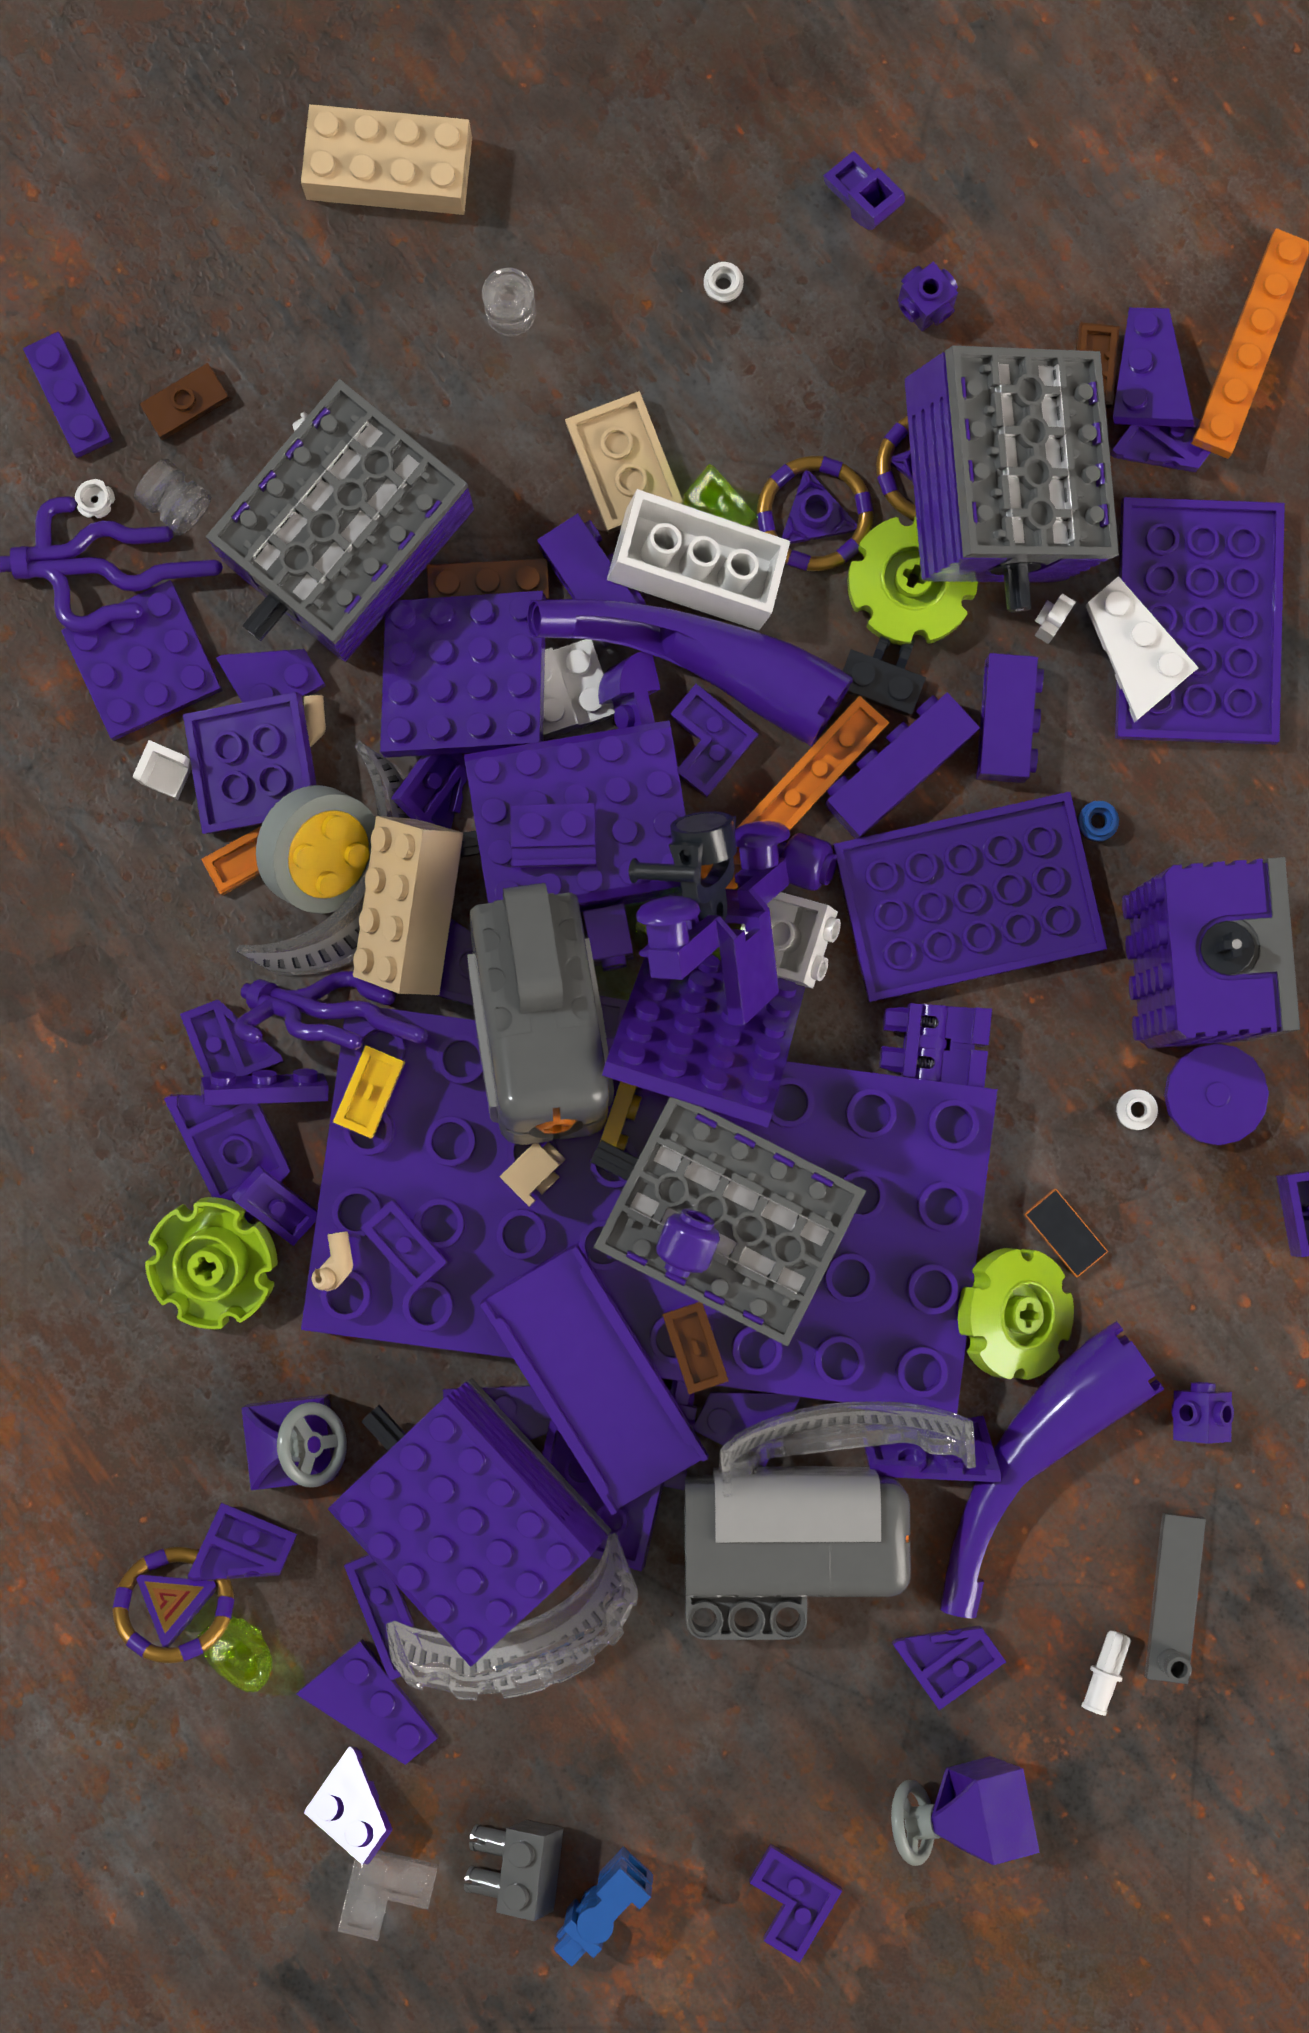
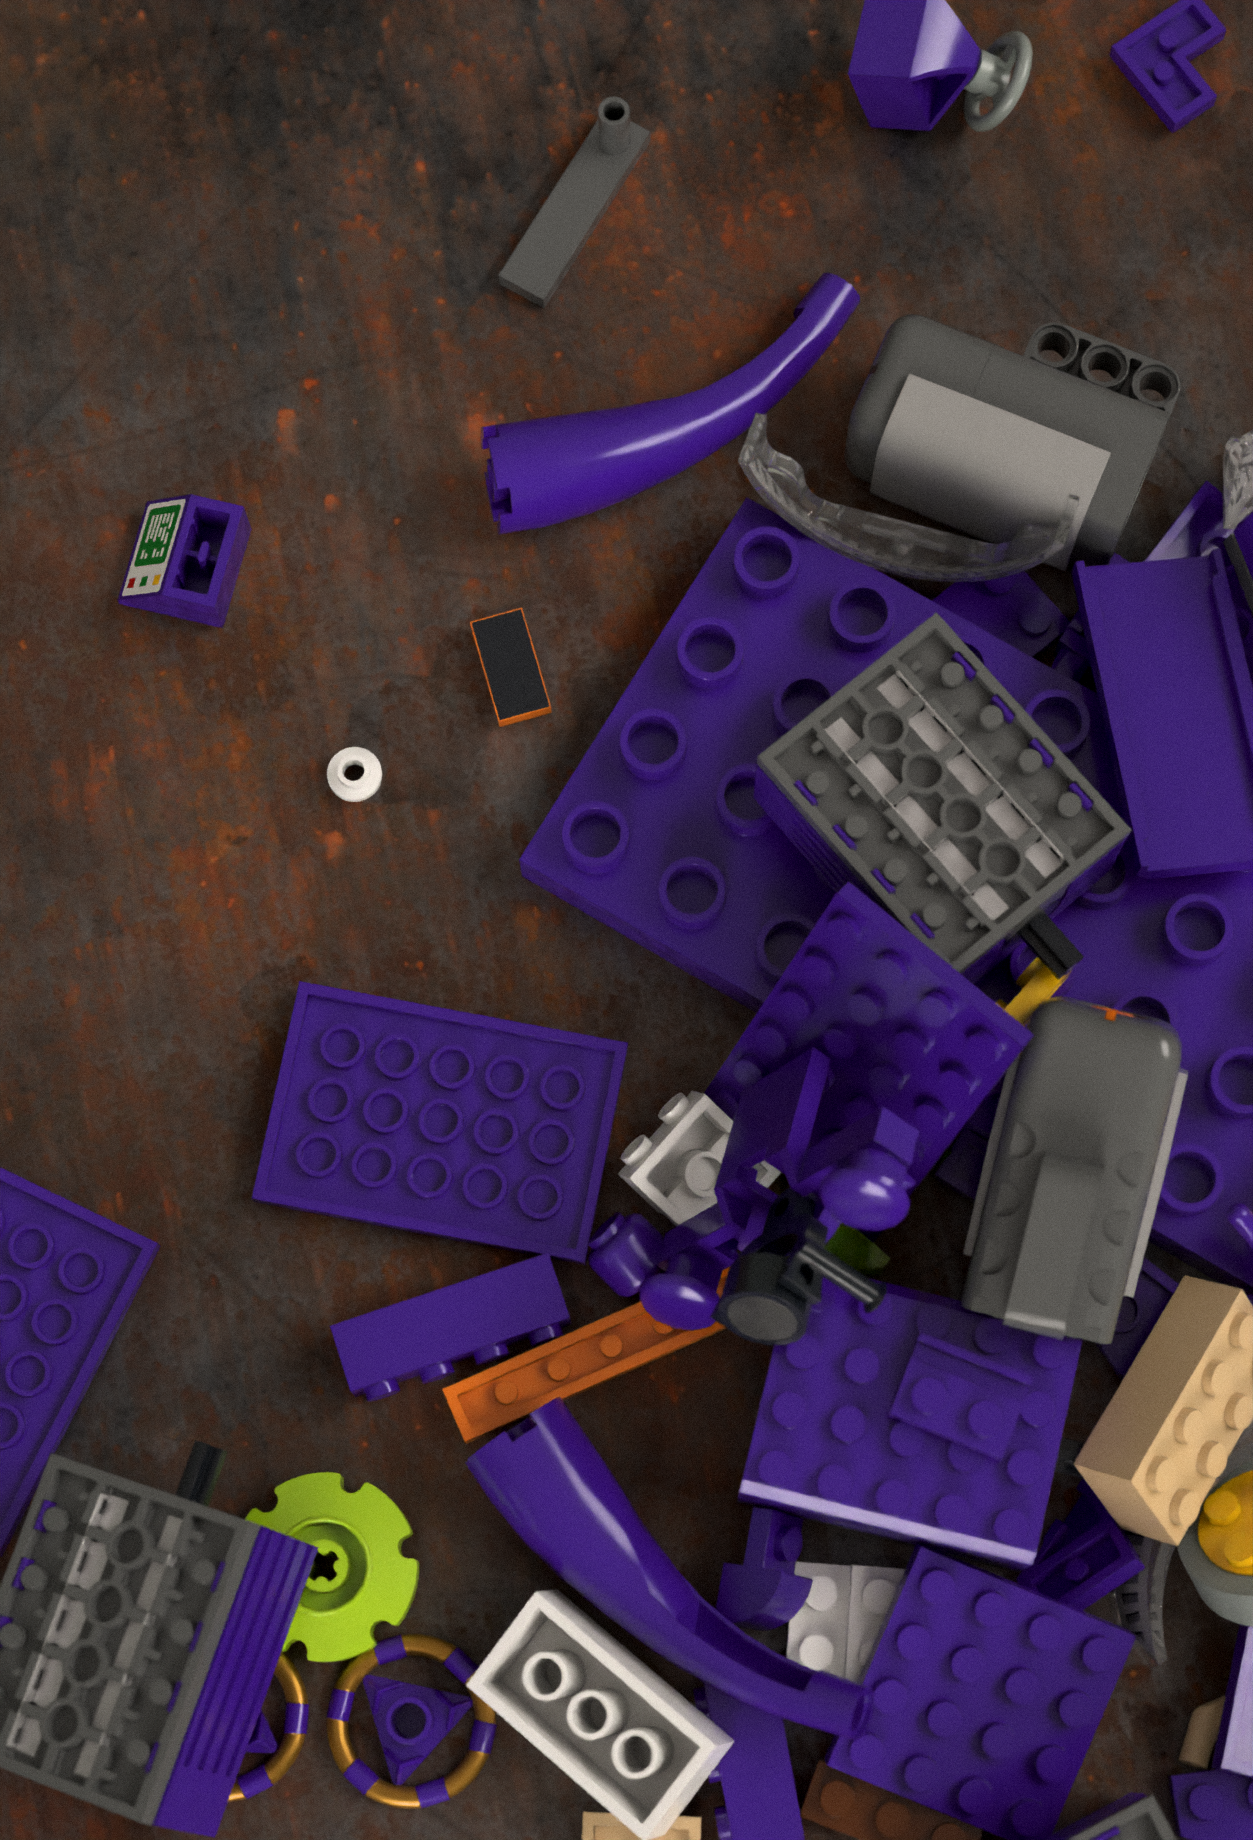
camera: 155 degrees left, 10 degrees down
(533, 1171) = (1157, 987): tan brick -> none
(609, 937) = (931, 1254): dark purple brick -> none
(688, 1242) = (1012, 778): dark purple head -> none
(695, 1347) = (1040, 682): reddish brown plate -> none
(717, 497) = (535, 1787): clear neon green slope -> none
(720, 735) = (669, 1465): dark purple plate -> none
(883, 682) = (424, 1451): black hinge -> none
(911, 1461) = (824, 472): dark purple wing -> none
(949, 1661) = (874, 242): dark purple wing -> none
(959, 1025) = (547, 917): dark purple hips -> none
(1009, 718) = (284, 1327): dark purple brick -> none
(1015, 1313) = (618, 591): lime piece -> none
(1052, 617) = (164, 1434): white plate -> none
(1103, 809) = (223, 1134): blue plate -> none
(1106, 1672) = (695, 157): white axle -> none
(1140, 649) = (76, 1340): white wing -> none
(1202, 1414) = (447, 386): dark purple brick -> none
(1212, 954) = (182, 888): dark purple piece -> none
(1216, 1094) = (248, 751): dark purple wheel -> none

